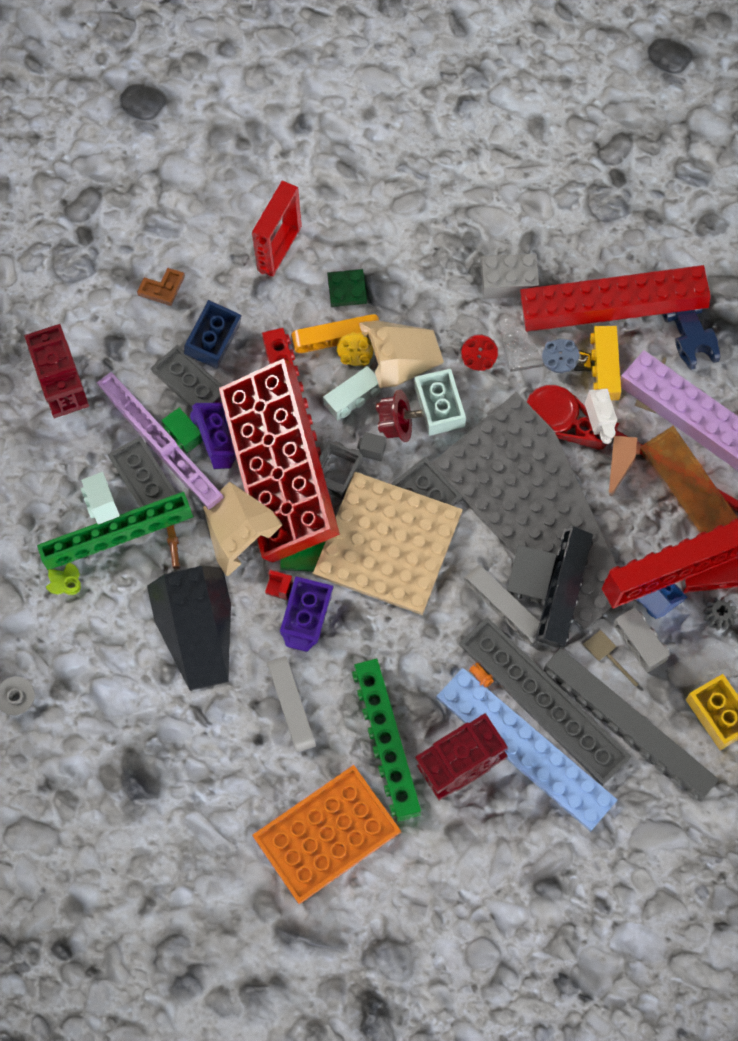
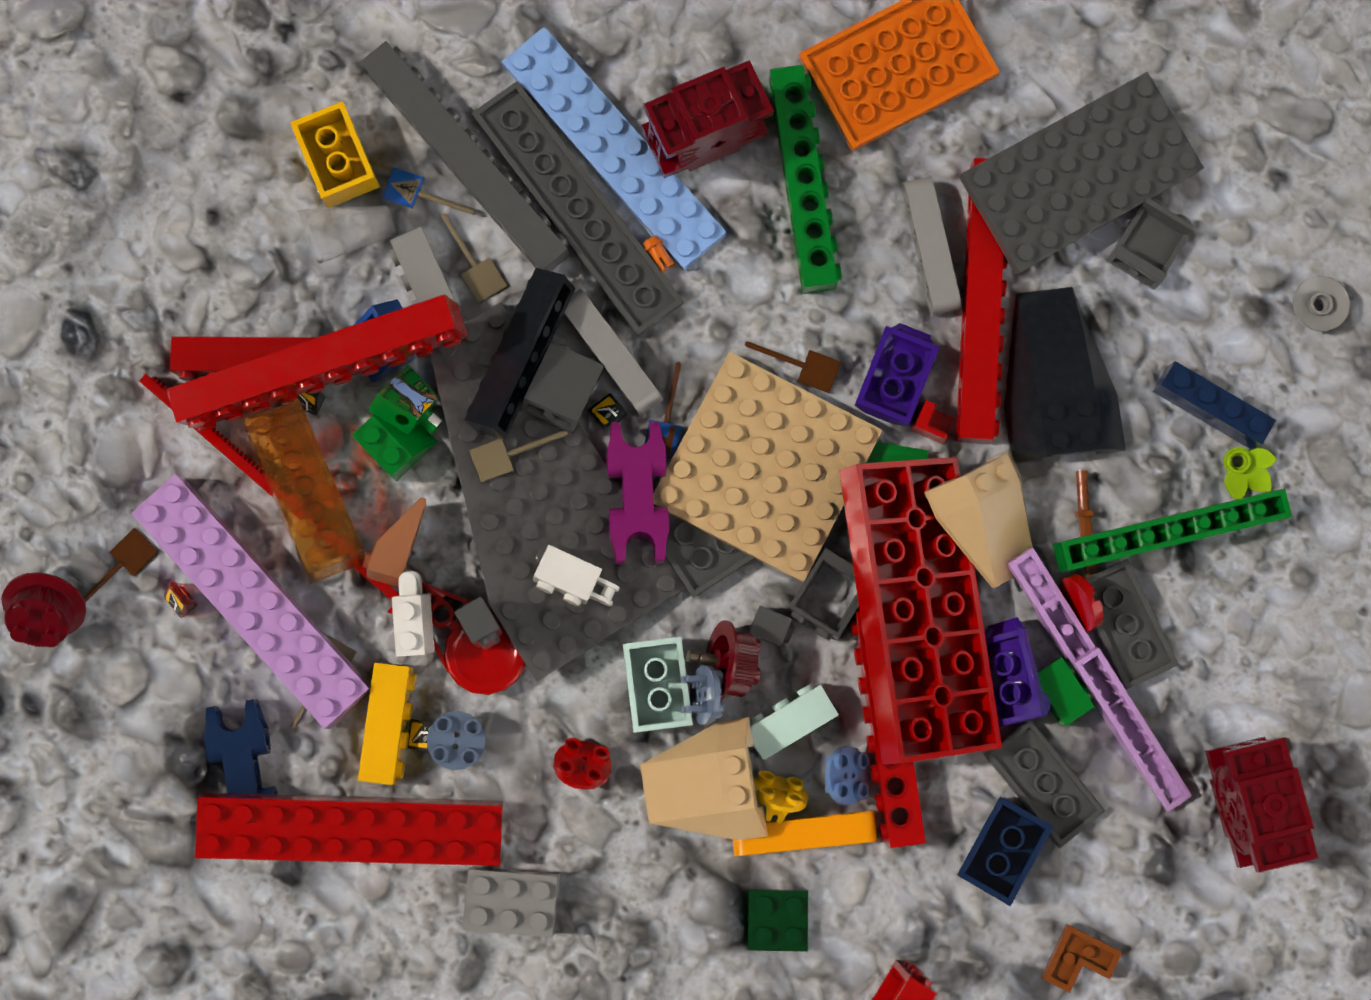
camera: 175 degrees left, 15 degrees up
(89, 617) = (1214, 405): none -> dark blue brick
(99, 498) = (1195, 582): light aqua brick -> none
(136, 724) = (1151, 243): none -> dark grey panel
(172, 479) = (1079, 596): none -> red tile
(187, 765) = (1081, 172): none -> dark grey plate
(252, 671) = (980, 332): none -> red brick
(313, 365) = (847, 775): none -> medium blue plate
(361, 612) = (817, 370): none -> reddish brown piece
(409, 392) = (704, 694): none -> sand blue plate
(460, 557) = (670, 433): none -> piece
(473, 526) = (638, 515): none -> magenta piece
(498, 566) = (607, 411): none -> slope
(504, 450) = (572, 578): none -> white brick
(558, 409) = (479, 623): none -> dark grey brick
(567, 518) = (493, 459): none -> dark tan piece
(632, 546) = (407, 403): none -> green torso
(637, 530) = (393, 448): none -> green slope
(667, 701) = (405, 188): none -> piece
(727, 611) = (301, 290): dark grey gear -> none

